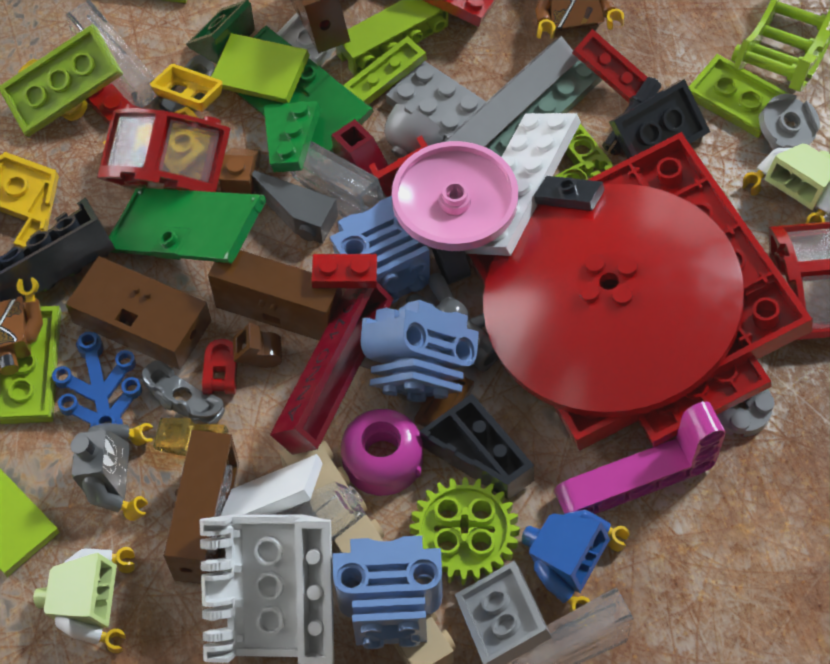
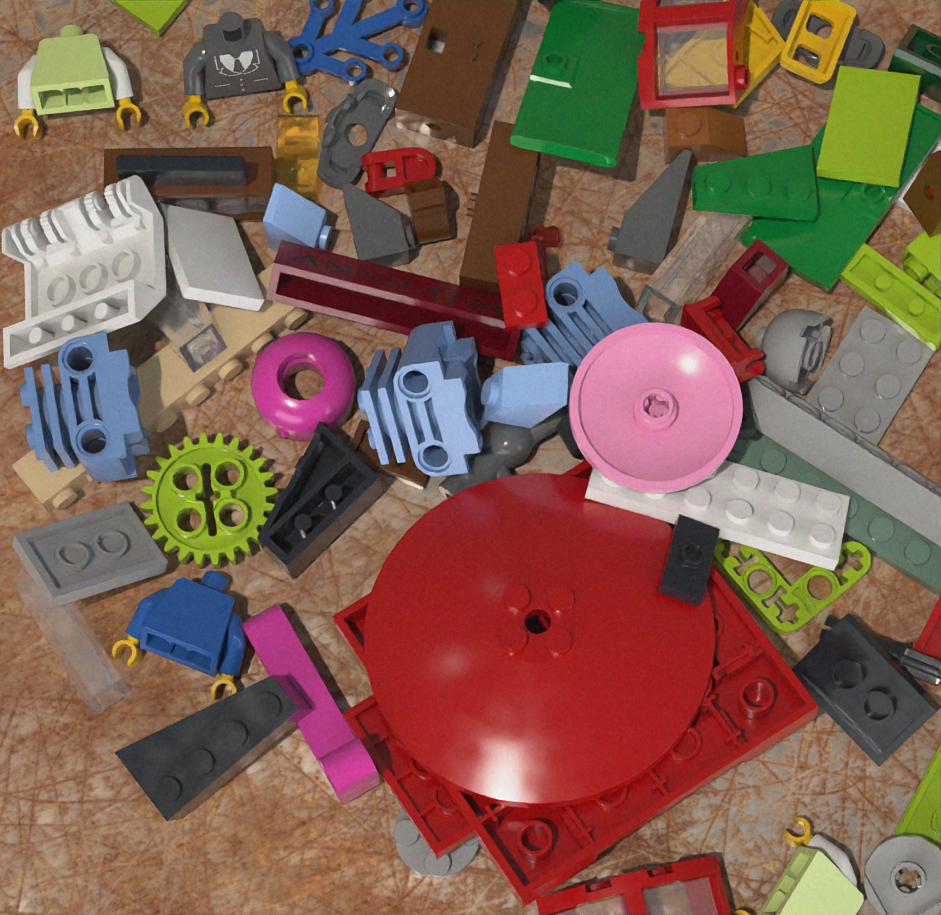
camera: 80 degrees right, 15 degrees up
(201, 489) = (184, 170): none -> black tile
(252, 439) = (295, 220): none -> light blue slope
(263, 387) = (377, 229): none -> dark grey slope
(427, 273) = (525, 393): none -> light blue slope
(671, 546) = (205, 750): none -> black wedge

